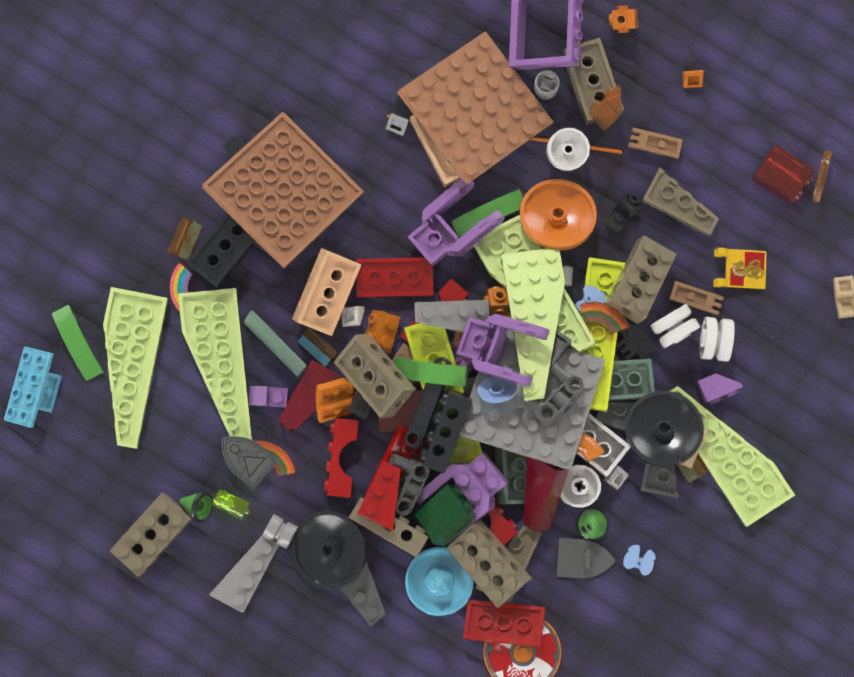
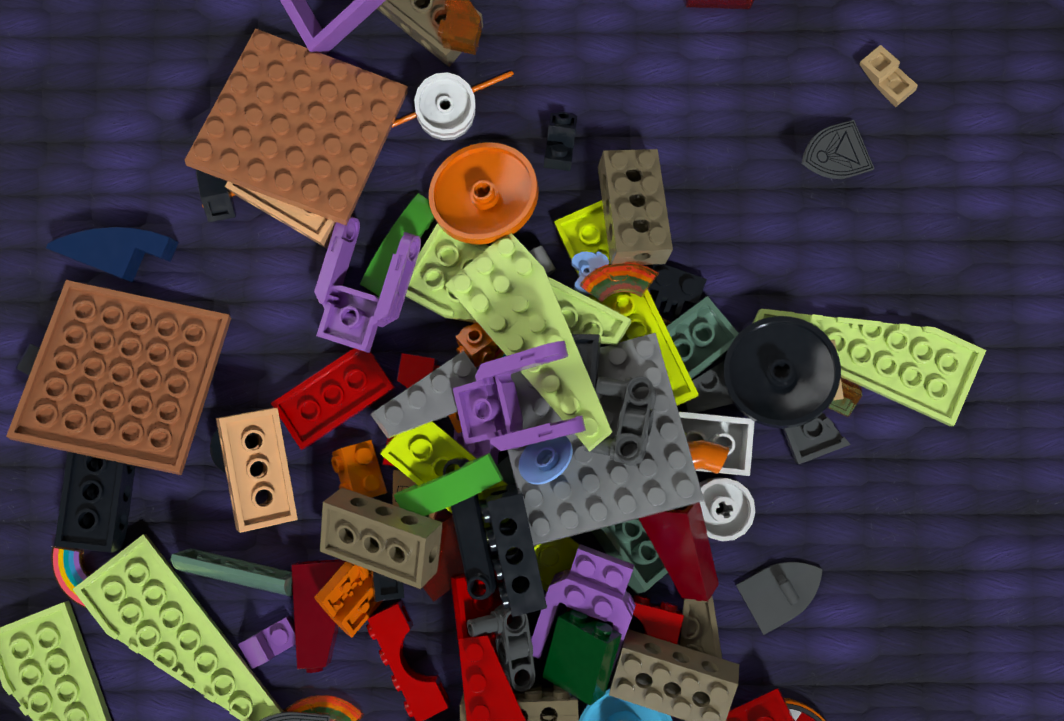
camera: 30 degrees left, 0 degrees up
(184, 238) = (43, 510): clear orange slope -> none
(317, 347) = (291, 542): slope -> none
(320, 110) = (114, 248): none -> dark blue slope
(352, 316) = (311, 475): white slope -> none
(546, 85) = (370, 46): light grey wheel -> none
(592, 524) = (765, 542): bright green hat -> none
(616, 477) = (759, 467): white slope -> none
(644, 564) = (842, 555): light blue piece -> none
(656, 143) = (546, 35): medium nougat hinge -> none
(675, 326) = (714, 238): white wheel -> none
(676, 202) = (613, 90): dark tan wing -> none
(695, 298) = (712, 189): medium nougat hinge -> none
(715, 386) = (806, 280): medium lavender slope -> none
(716, 339) = (772, 221): white wheel -> none
(742, 269) = (746, 119): flag -> none
(784, 323) = (837, 152): none -> dark grey shield

